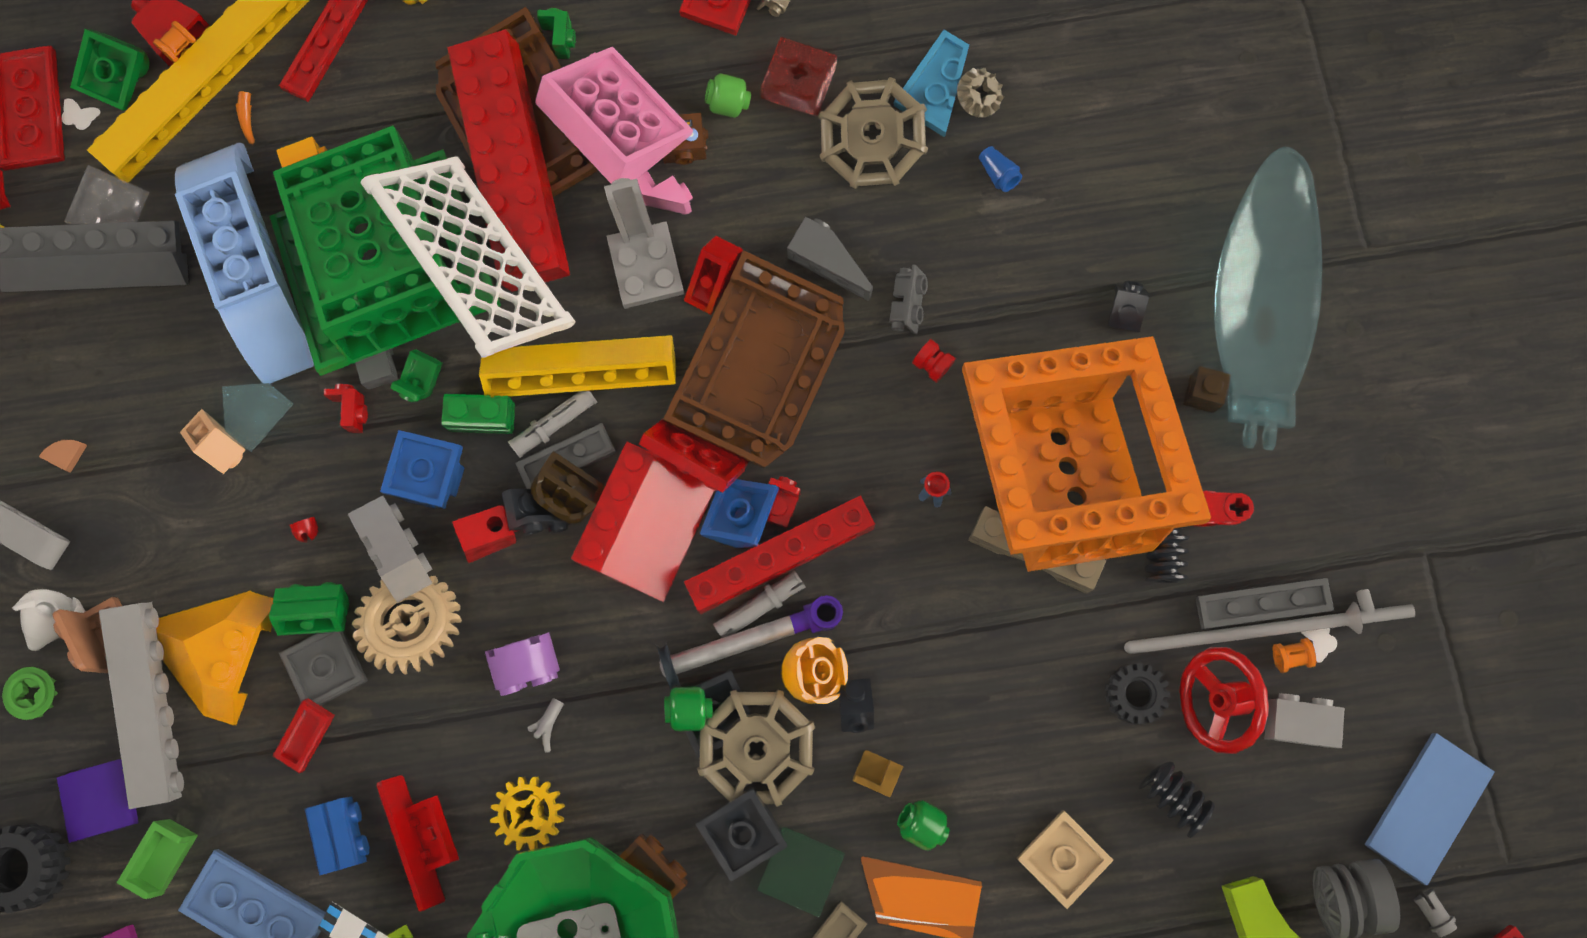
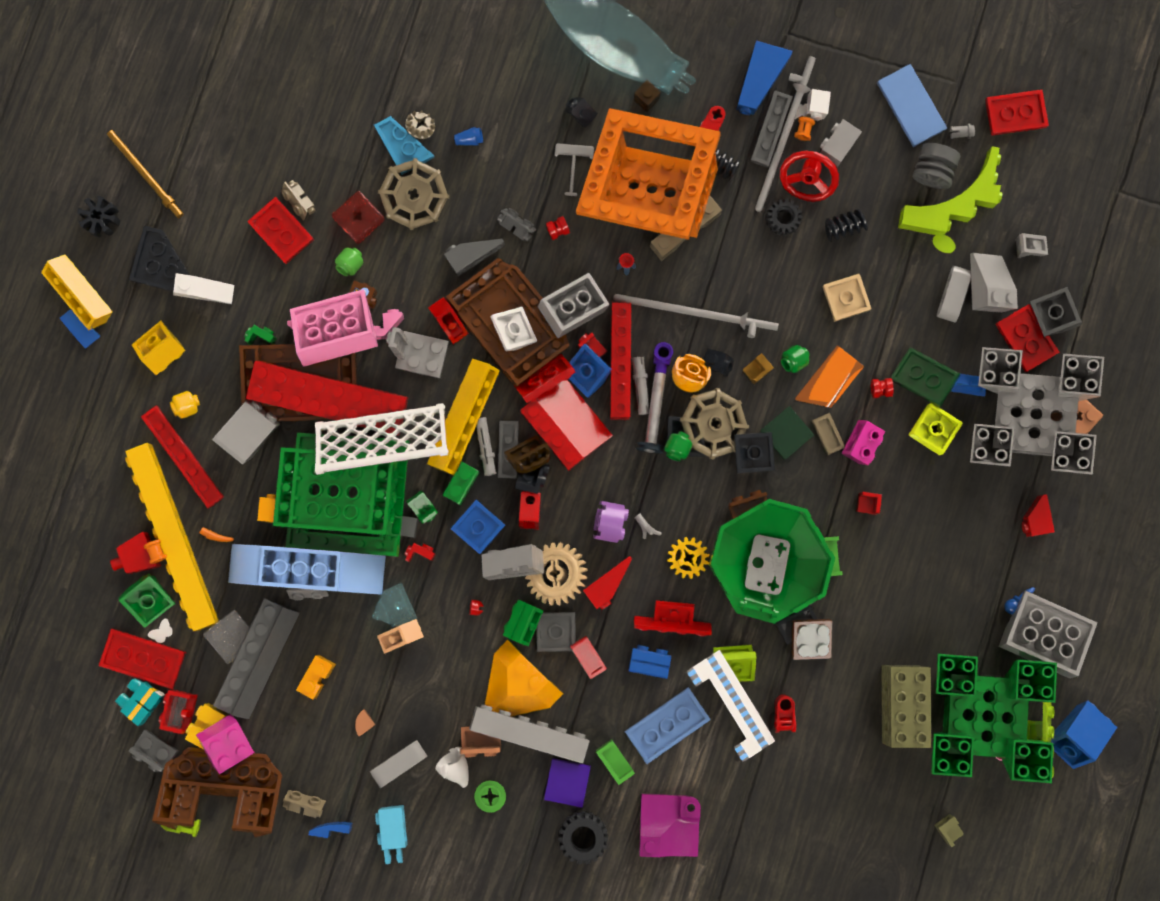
camera: 70 degrees left, 5 degrees up
(94, 349) = (311, 682): none -> light orange brick
(403, 76) = (246, 431): none -> light grey slope
(418, 705) = (605, 587): none -> red slope
(745, 371) = (513, 329): none -> white slope
(826, 440) = (573, 305): none -> light grey brick
(940, 709) = (742, 320): none -> light grey piece
(1064, 328) = (573, 150): none -> light grey piece
(1344, 545) = (763, 71): none -> blue slope
(1344, 656) = (817, 104): none -> white brick

